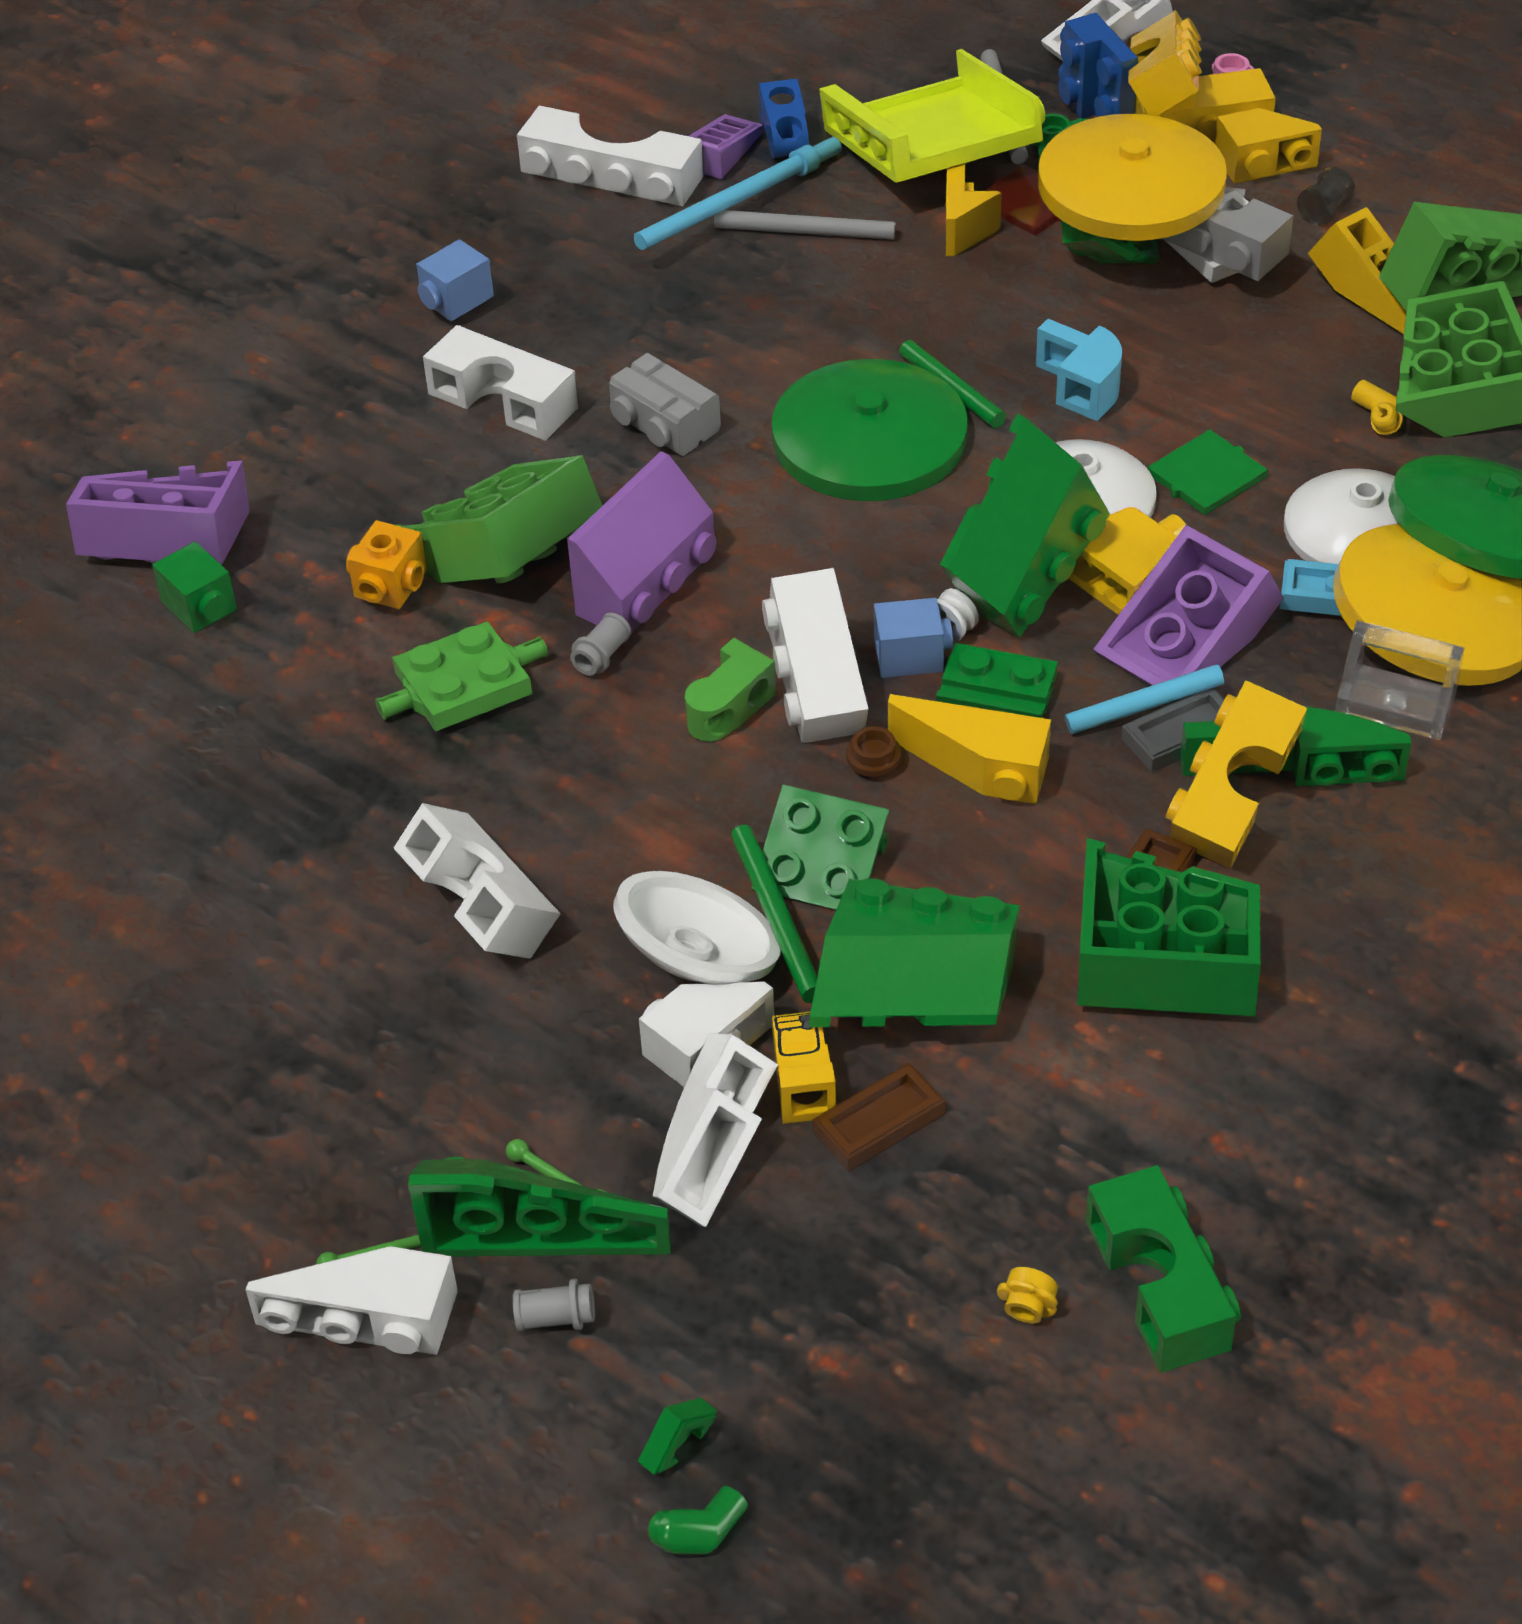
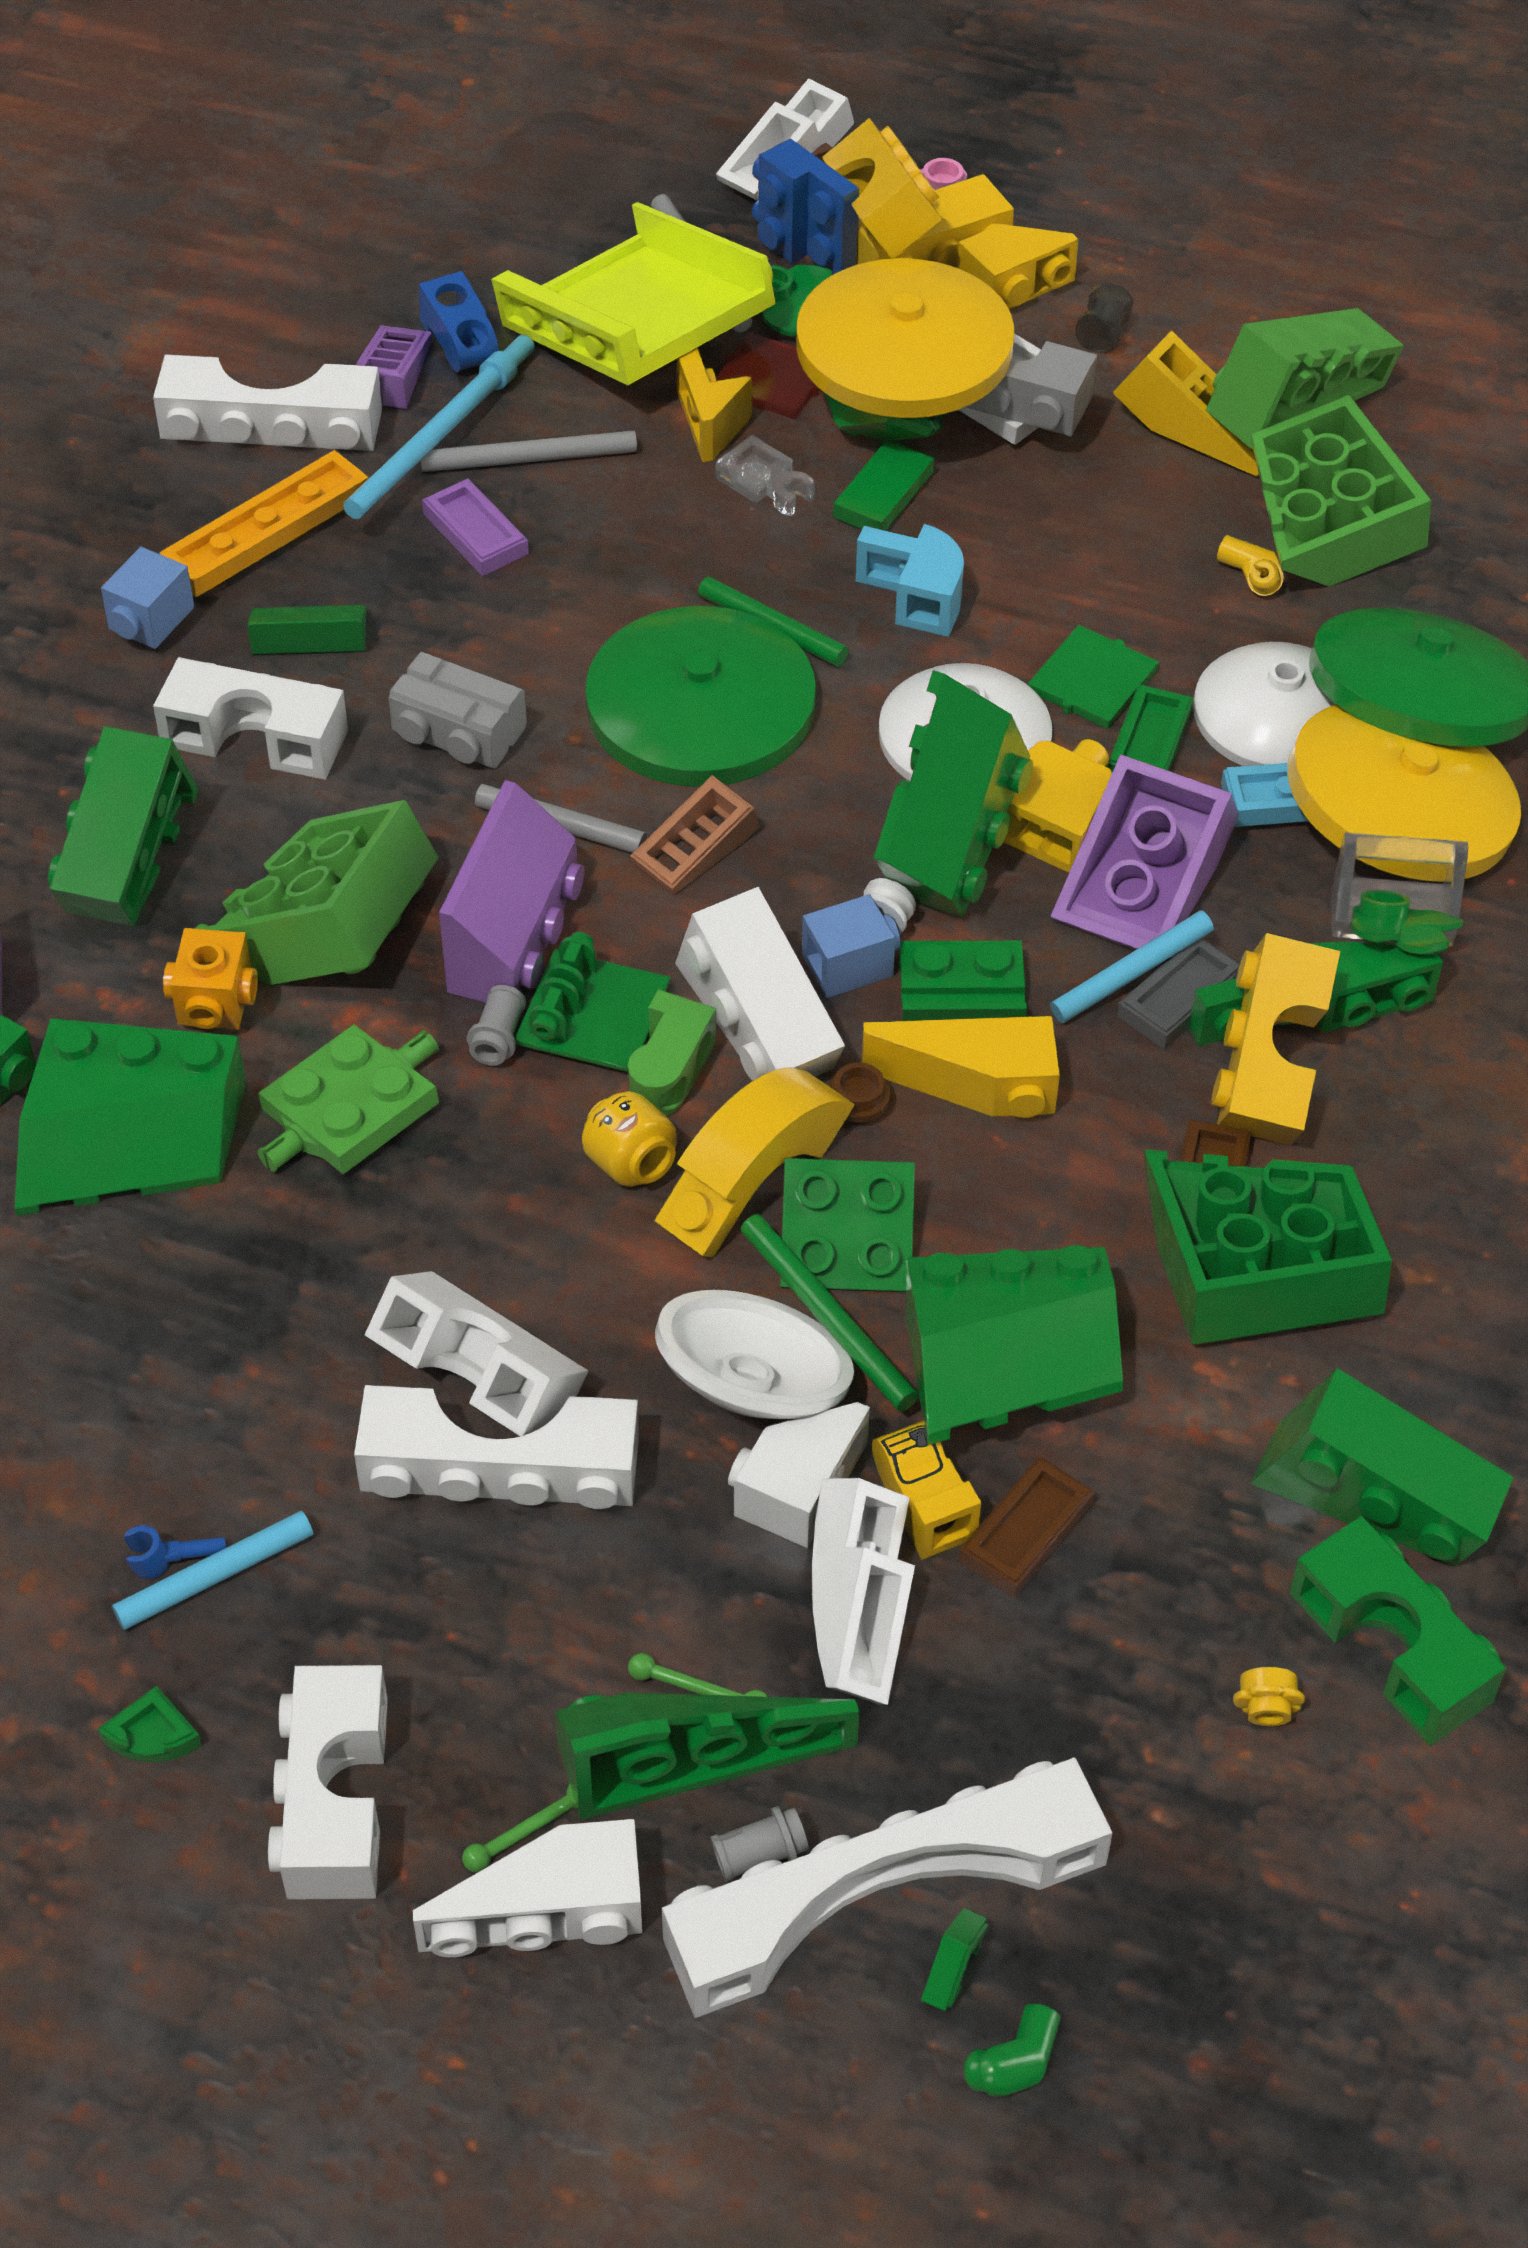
camera: 20 degrees left, 5 degrees up
(116, 1108) = (150, 1730): none -> green tile
(175, 981) = (161, 1553): none -> blue hand
(213, 1001) = (212, 1570): none -> medium azure bar
(248, 1133) = (328, 1839): none -> white arch
(283, 650) = (126, 1112): none -> green wedge
(364, 440) = (119, 825): none -> green wedge
(512, 1369) = (1021, 1832): none -> white arch
(529, 977) = (575, 1458): none -> white arch
(569, 243) = (266, 521): none -> light orange plate
(574, 327) = (307, 629): none -> green slope
(667, 747) = (629, 1139): none -> yellow head
(677, 641) = (590, 1006): none -> green hinge
(737, 511) = (577, 823): none -> light grey bar
(739, 273) = (475, 527): none -> medium lavender tile
(756, 762) = (742, 1145): none -> yellow arch
(840, 508) = (696, 812): none -> nougat slope
(987, 267) = (763, 471): none -> clear plate
(1086, 296) = (883, 487): none -> green tile
(1198, 1135) = (1369, 1458): none -> green wedge
(1243, 519) = (1153, 727): none -> green tile
(1382, 701) = (1387, 917): none -> green plate

